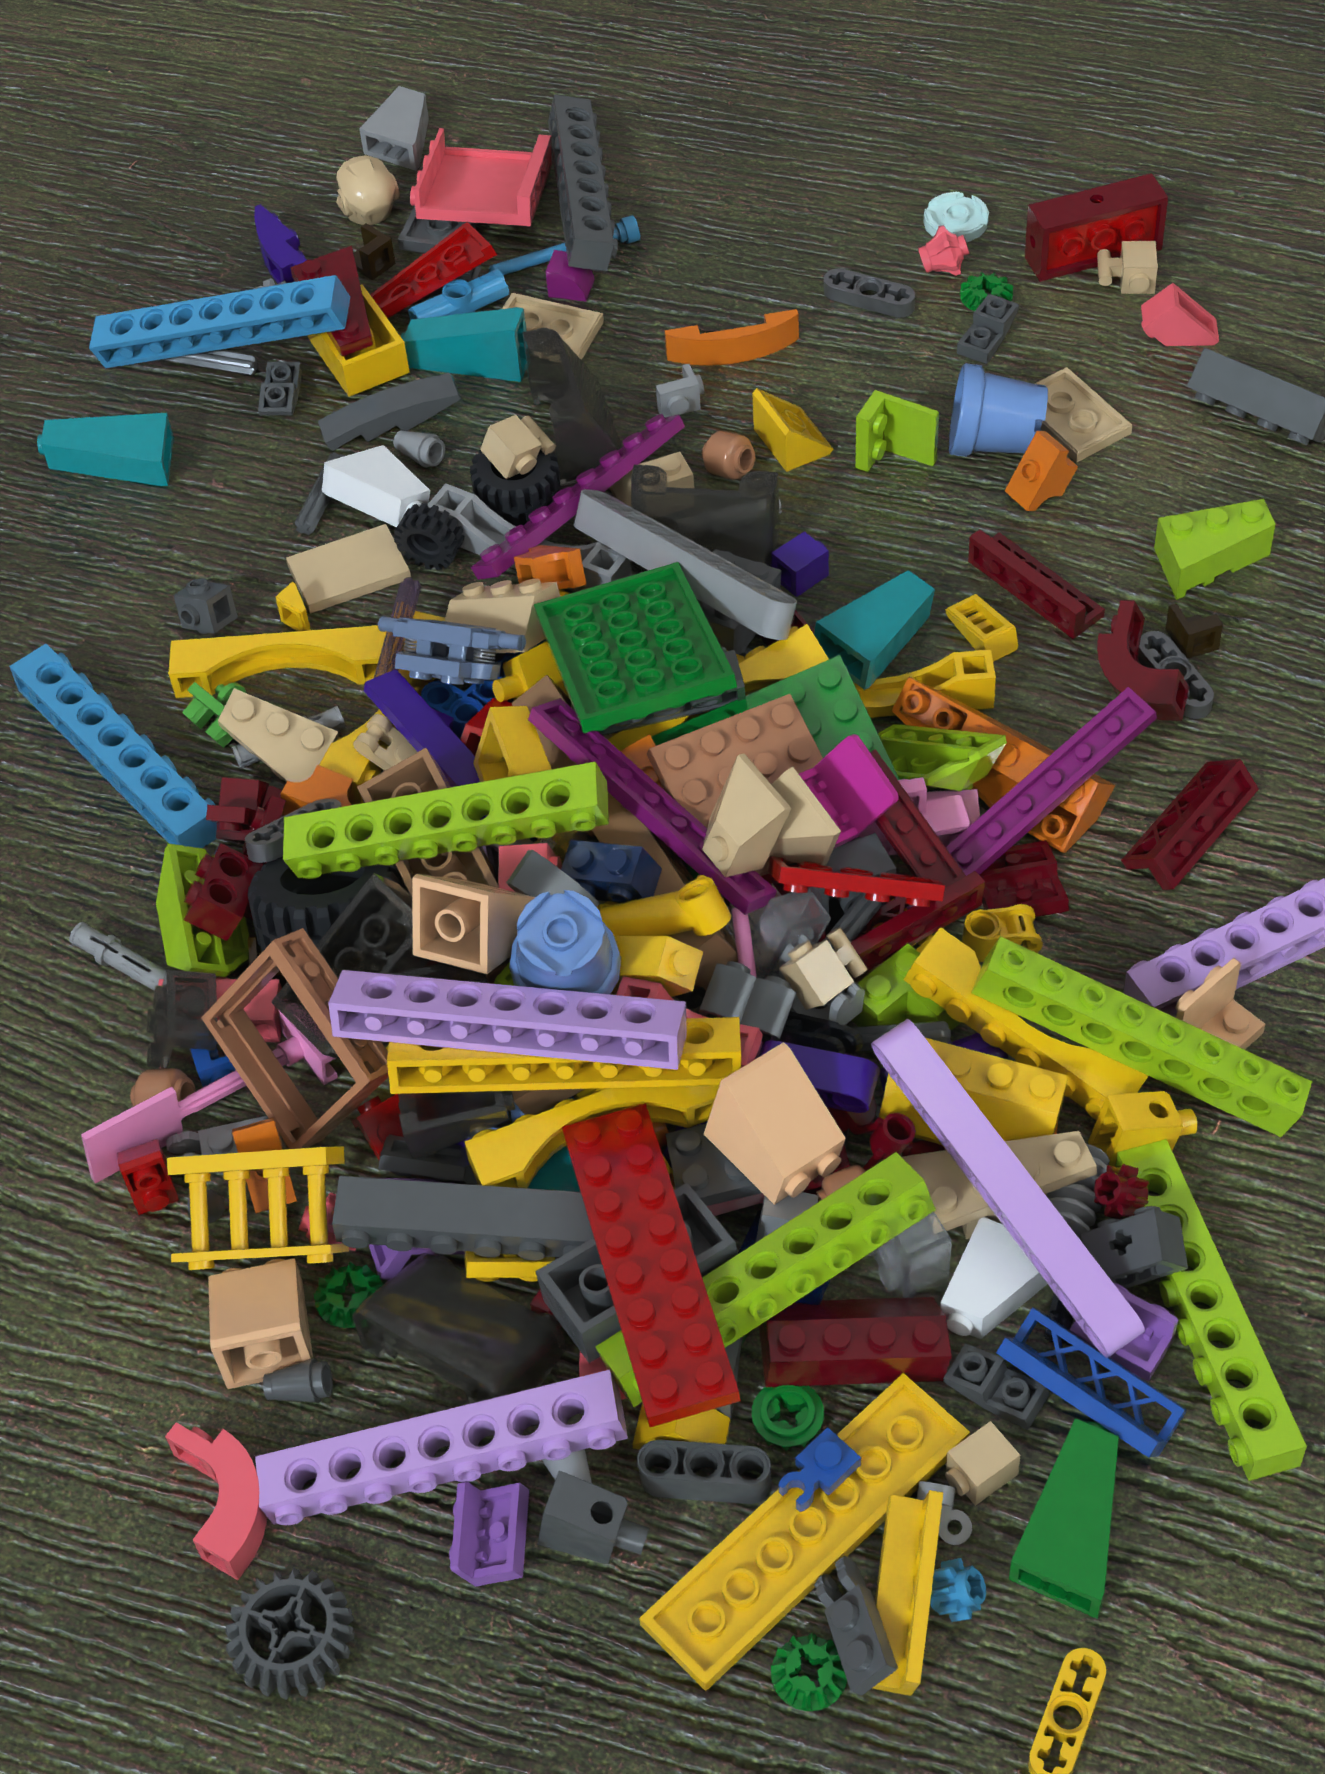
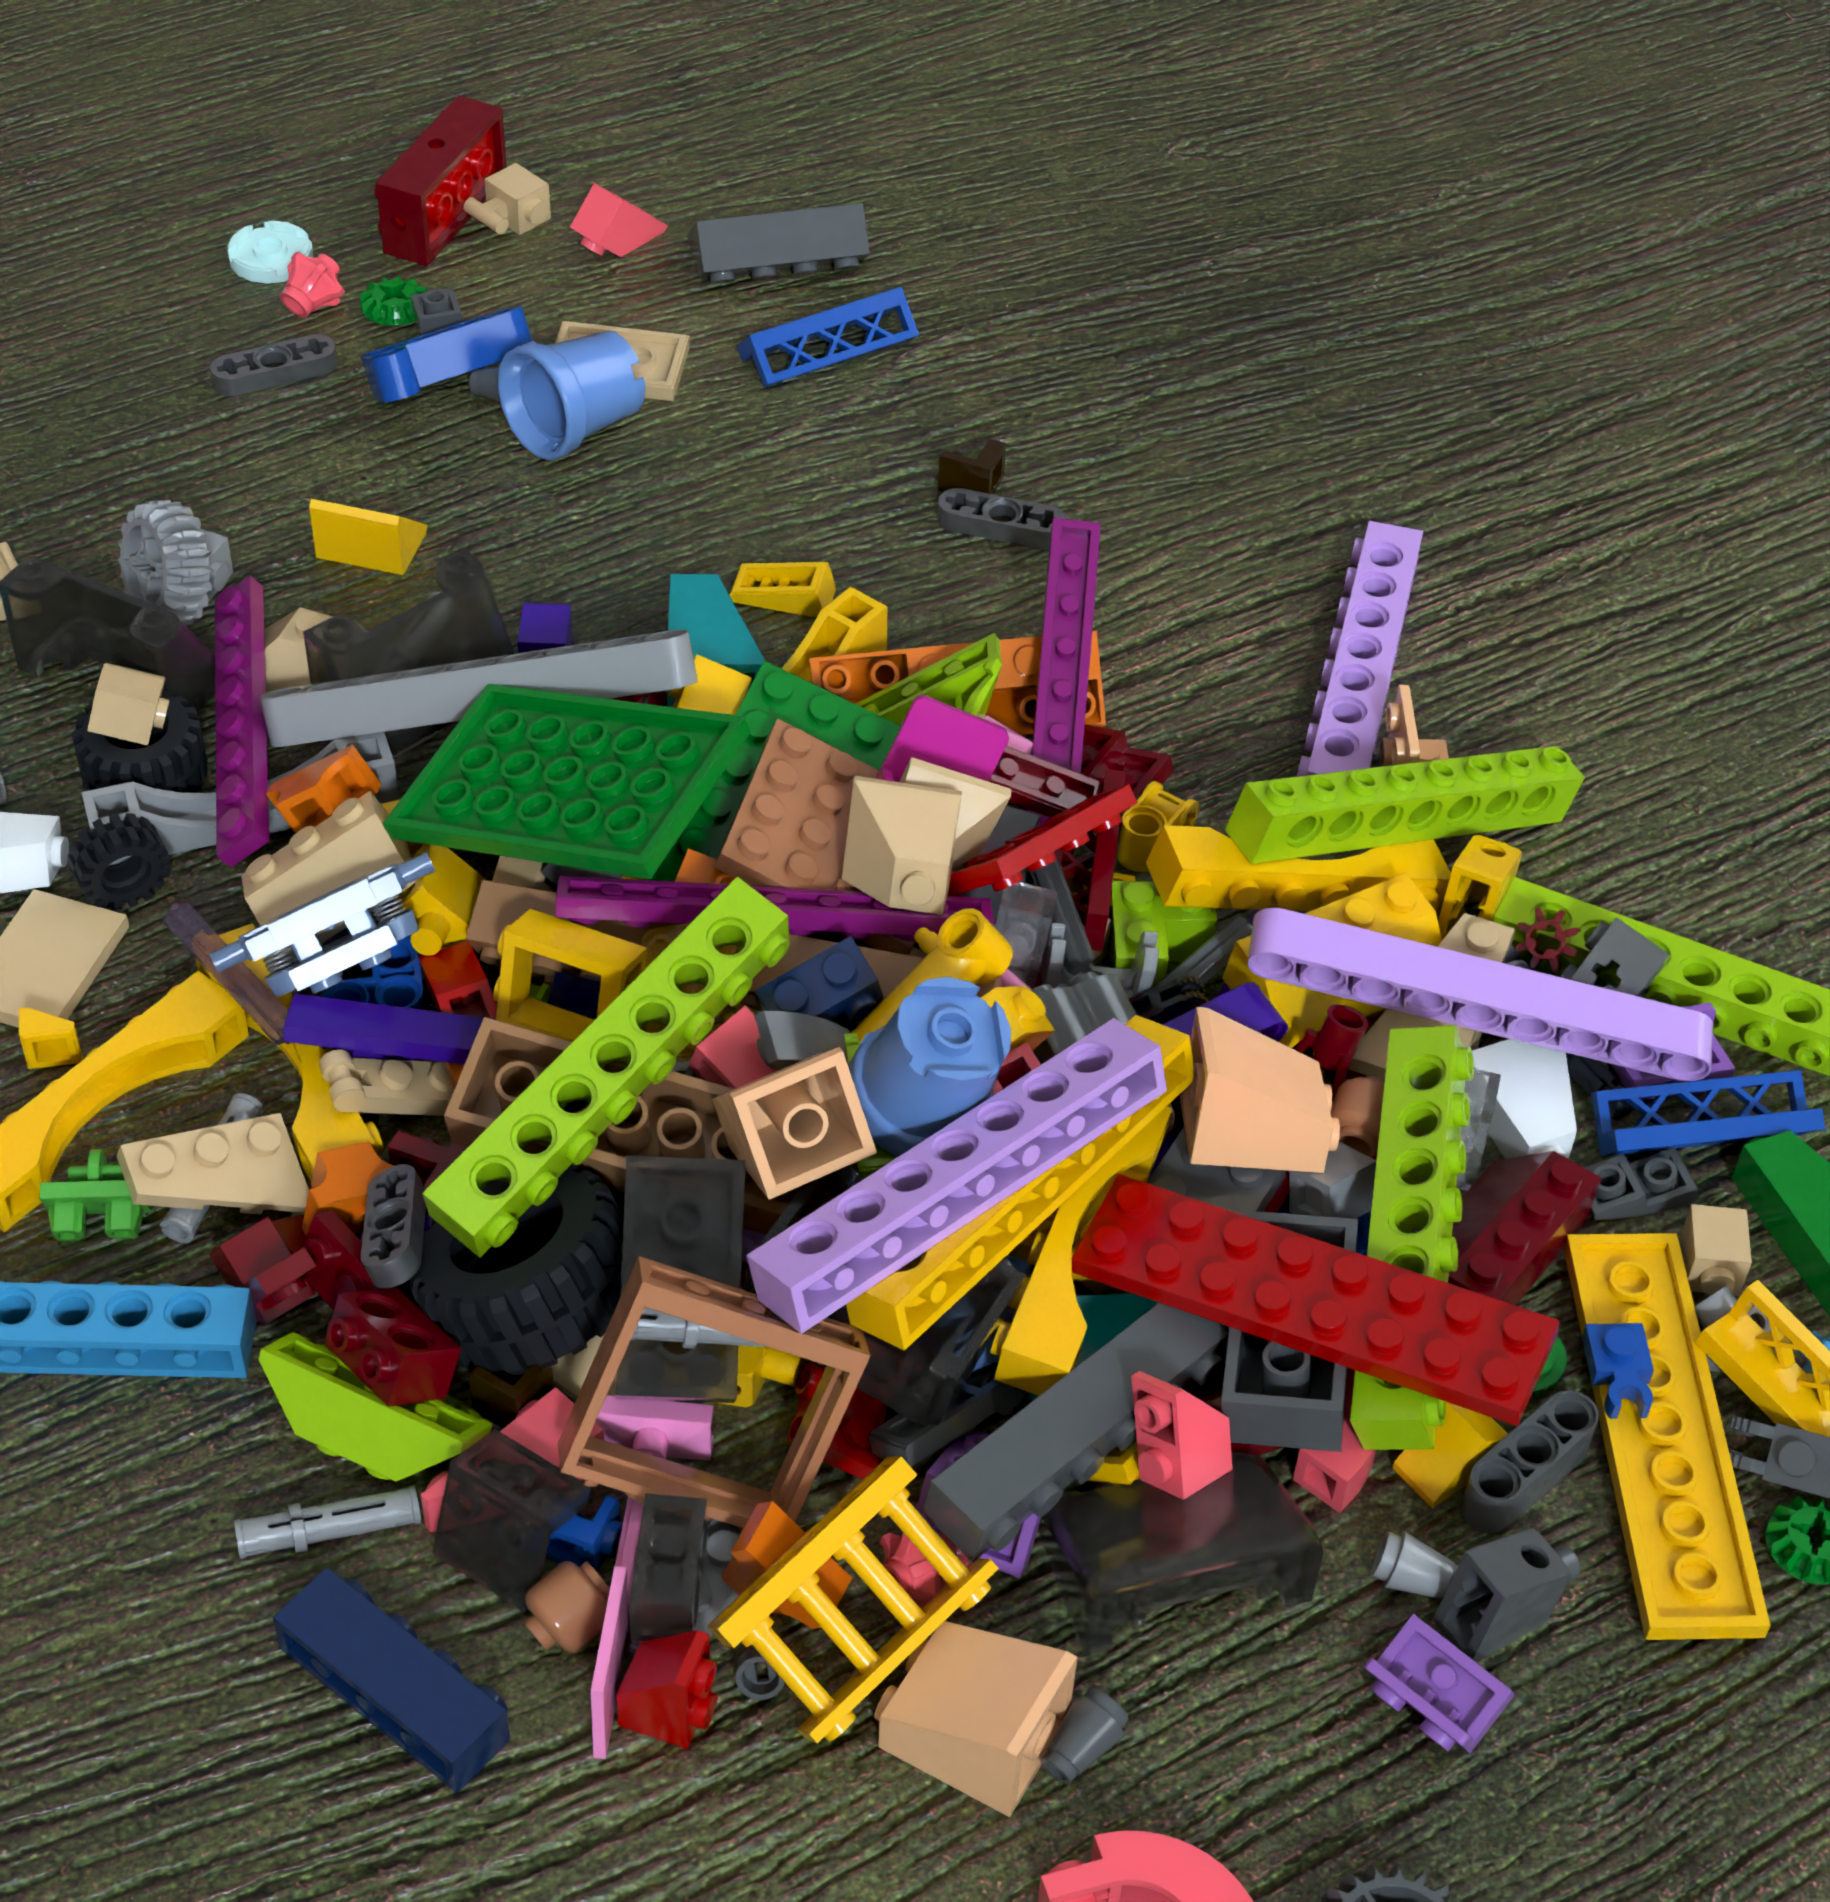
camera: 55 degrees left, 5 degrees down
(55, 1059) = (393, 1678): none -> dark blue brick
(202, 1112) = (668, 1566): none -> clear smoke brick
(330, 1302) = (1040, 1615): green gear -> none
(419, 1438) = (1403, 1469): lavender brick -> none
(506, 1271) = (1178, 1437): none -> coral slope
(640, 378) = (166, 558): none -> light grey gear
(728, 455) = (337, 587): nougat head -> none
(732, 345) = (209, 479): orange slope -> none
(819, 971) = (1107, 940): tan brick -> none
(895, 427) = (494, 458): lime bracket -> none
(958, 344) = (444, 353): none -> blue beam
(1033, 583) = (780, 523): dark red fence -> none
(1041, 472) = (673, 417): orange brick -> none
(1117, 652) = (980, 542): dark red arch -> none
(1192, 821) = (1183, 613): dark red fence -> none
(1212, 541) = (894, 390): lime wedge -> none
(1217, 468) = (821, 326): none -> blue fence

